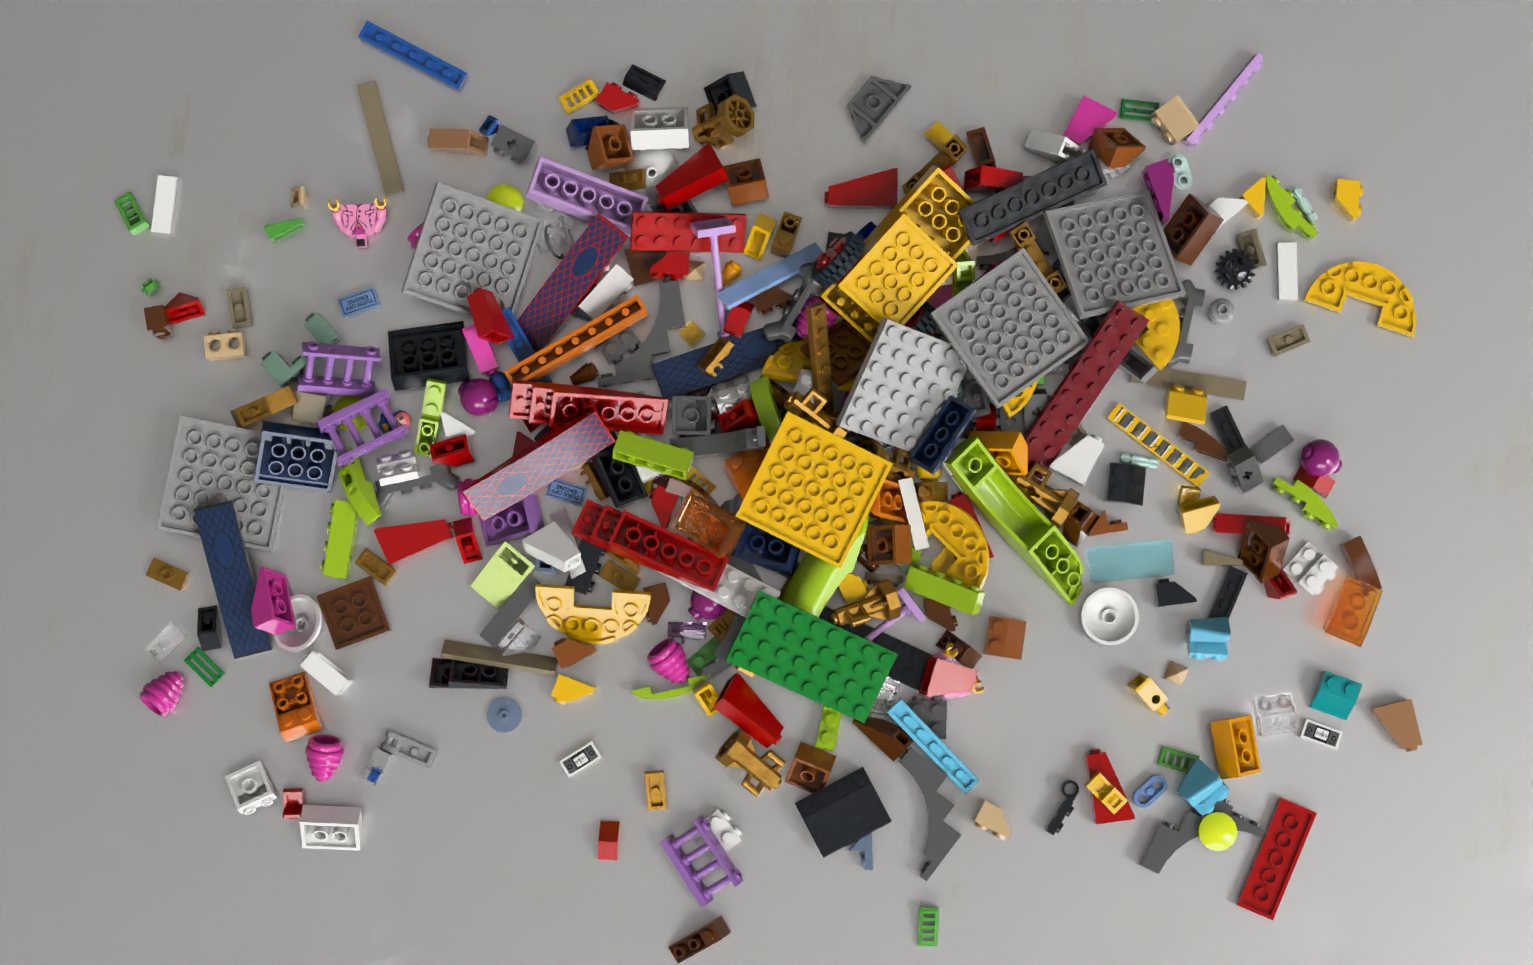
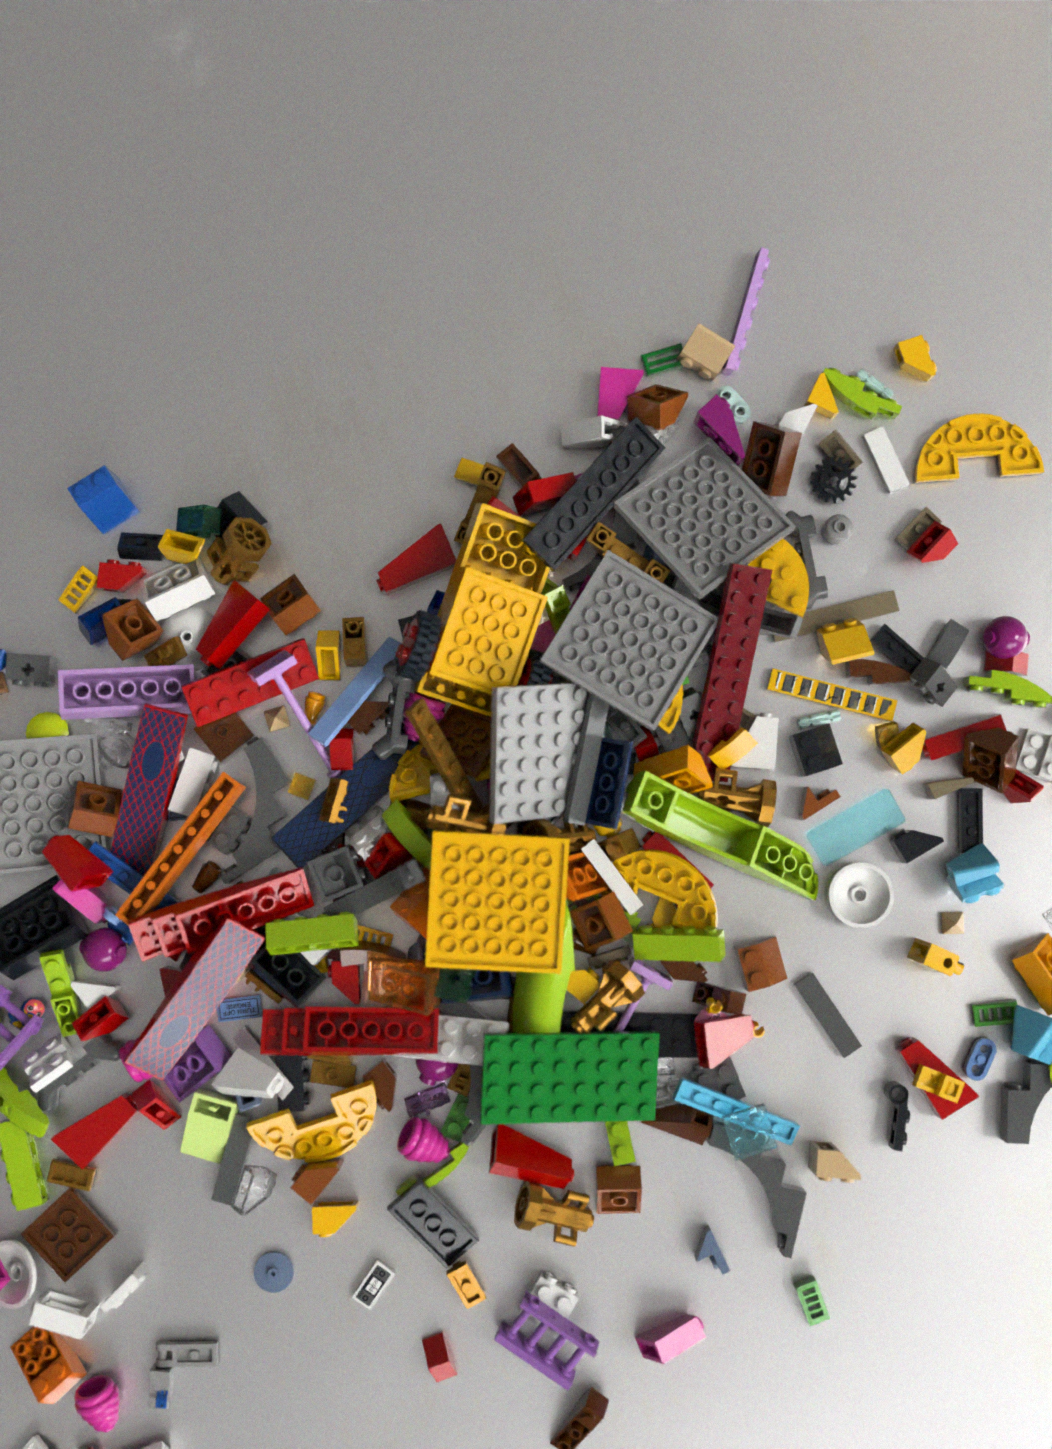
camera: 30 degrees left, 0 degrees up
(377, 676) = (128, 1286): none -> white plate
(461, 674) = (217, 1246): black slope -> none
(492, 657) = (228, 1219): dark tan tile -> none
(499, 371) = (109, 915): none -> light blue plate
(519, 280) = (95, 809): none -> dark orange slope
(631, 33) = (103, 499): none -> blue slope
(650, 729) = (433, 1223): none -> tile
(671, 265) = (248, 724): red slope -> none
(677, 97) = (180, 546): none -> yellow slope
(700, 83) = (199, 520): none -> brick
(707, 697) = (477, 1161): yellow slope -> none
(751, 549) = (454, 990): none -> clear green brick
(801, 903) = (670, 1338): none -> slope
(843, 812) = (673, 1223): black slope -> none
(874, 104) = (389, 467): dark grey wing -> none
(933, 410) = (586, 761): none -> dark grey tile
(936, 764) = (749, 1131): none -> clear light blue plate
(1041, 703) = (828, 1015): none -> dark grey tile
(1055, 453) = (734, 749): none -> yellow slope
(1079, 523) = (787, 812): reddish brown slope -> none
(1294, 357) = (933, 544): none -> red slope

